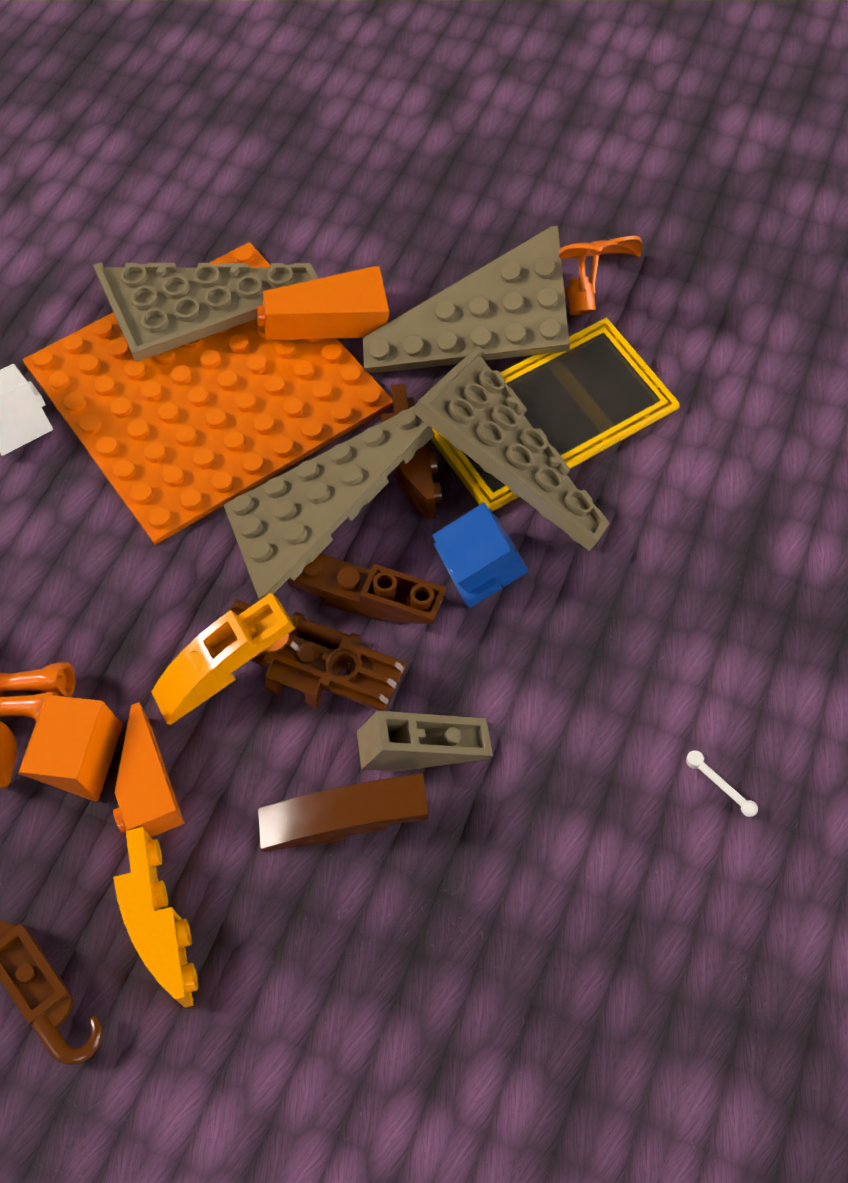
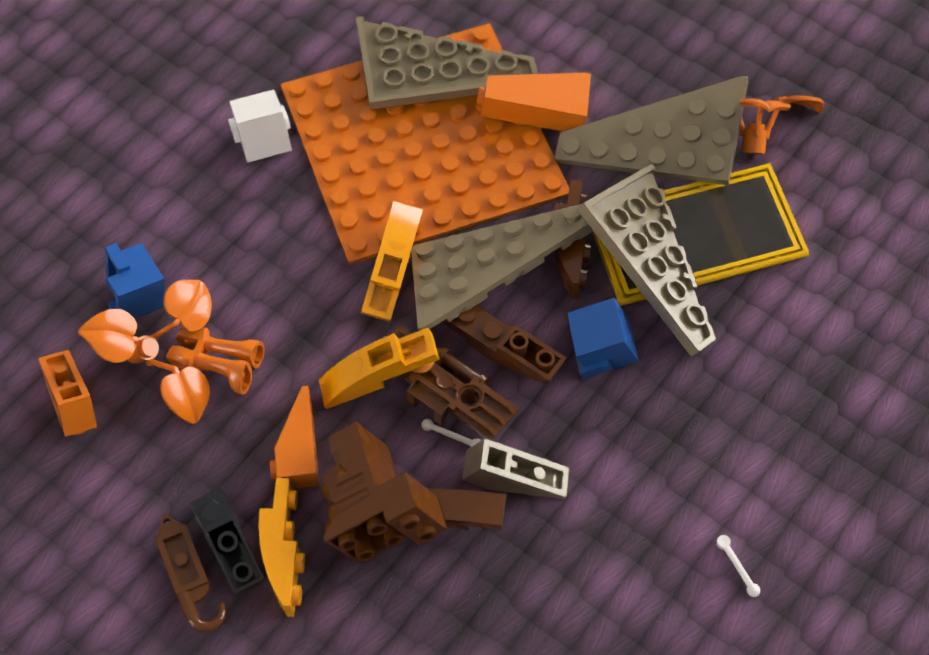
camera: 15 degrees right, 0 degrees up
(72, 745) = (252, 405): orange slope -> none
(79, 929) = (226, 540): none -> black slope
(205, 528) = (391, 261): none -> light orange slope
(253, 829) = (370, 502): none -> reddish brown brick
(300, 712) = (428, 425): none -> white hinge

